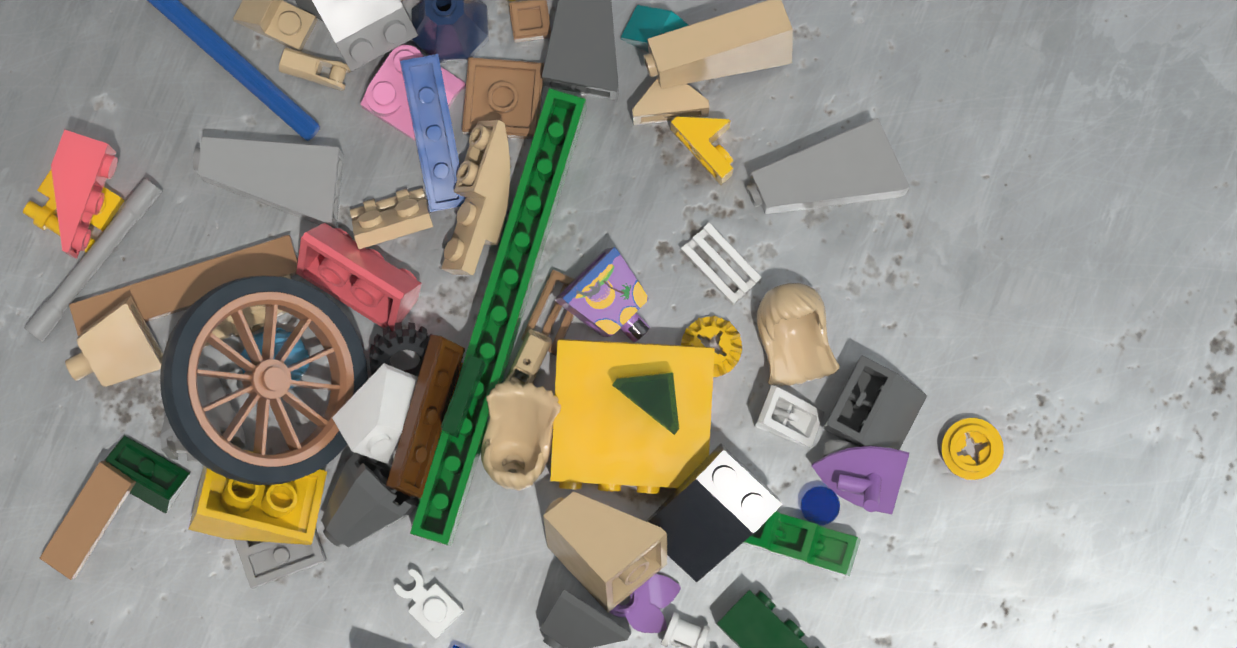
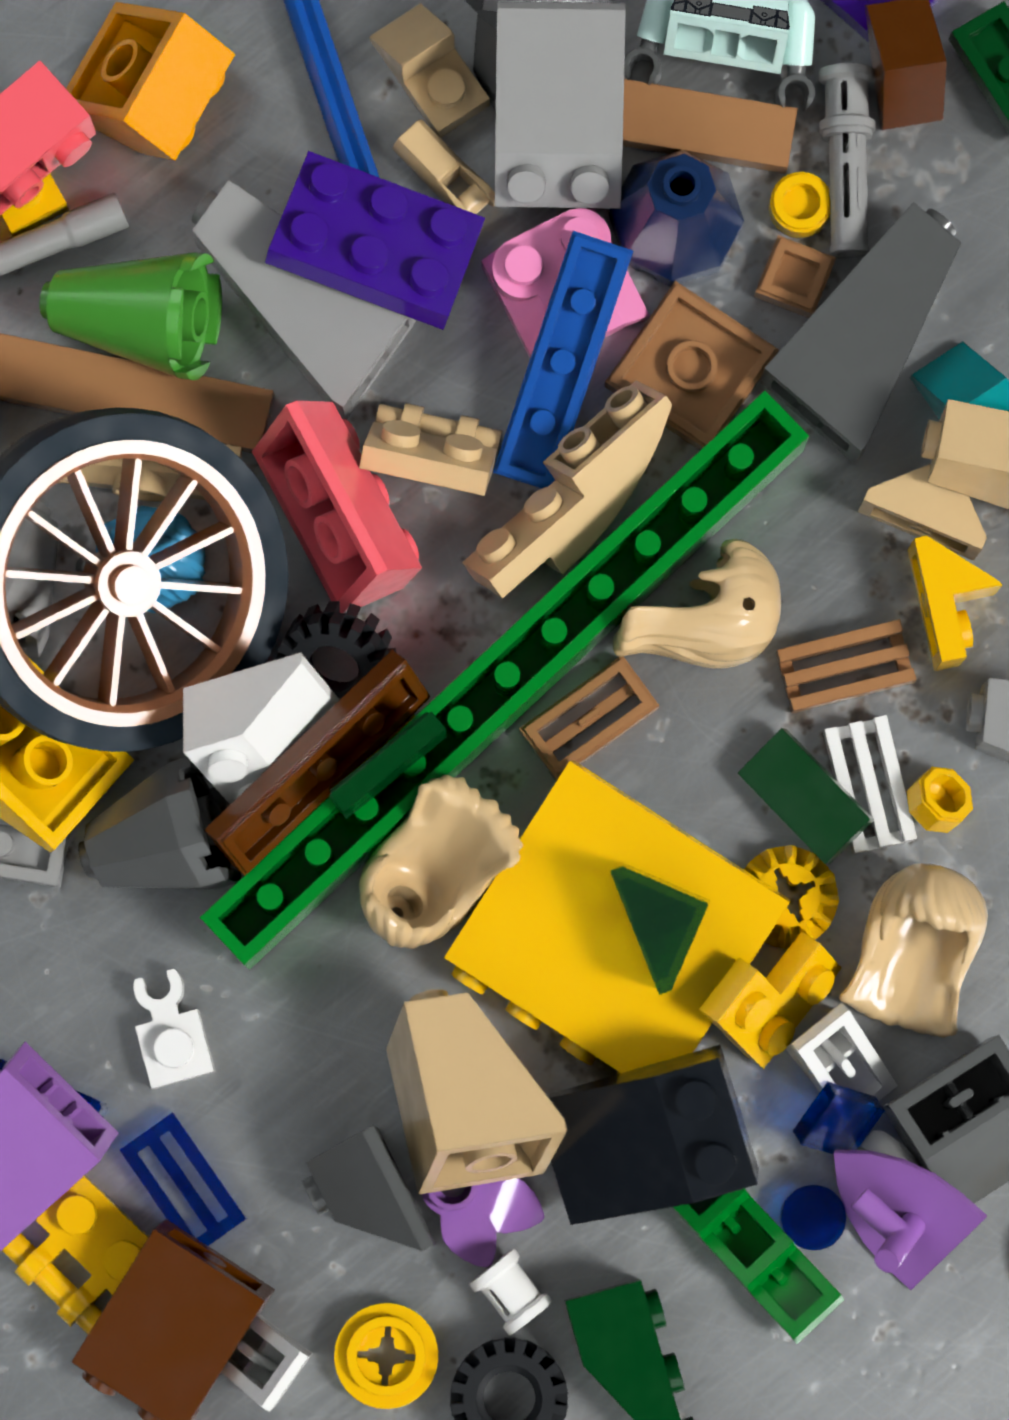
camera: 25 degrees right, 0 degrees up
(128, 106) = (149, 78): none -> light orange slope
(194, 232) = (140, 310): none -> bright green cone
(297, 124) = (375, 240): none -> dark purple plate
(530, 356) = (516, 762): tan bar -> none
(599, 228) = (724, 631): none -> tan piece
(607, 297) = (677, 739): torso -> none
(691, 288) = (805, 796): none -> dark green tile
(696, 186) = (897, 652): none -> medium nougat tile
(733, 414) = (763, 1012): none -> yellow plate
(761, 250) = (939, 799): none -> yellow tile
(804, 447) = (838, 1119): none -> clear blue tile

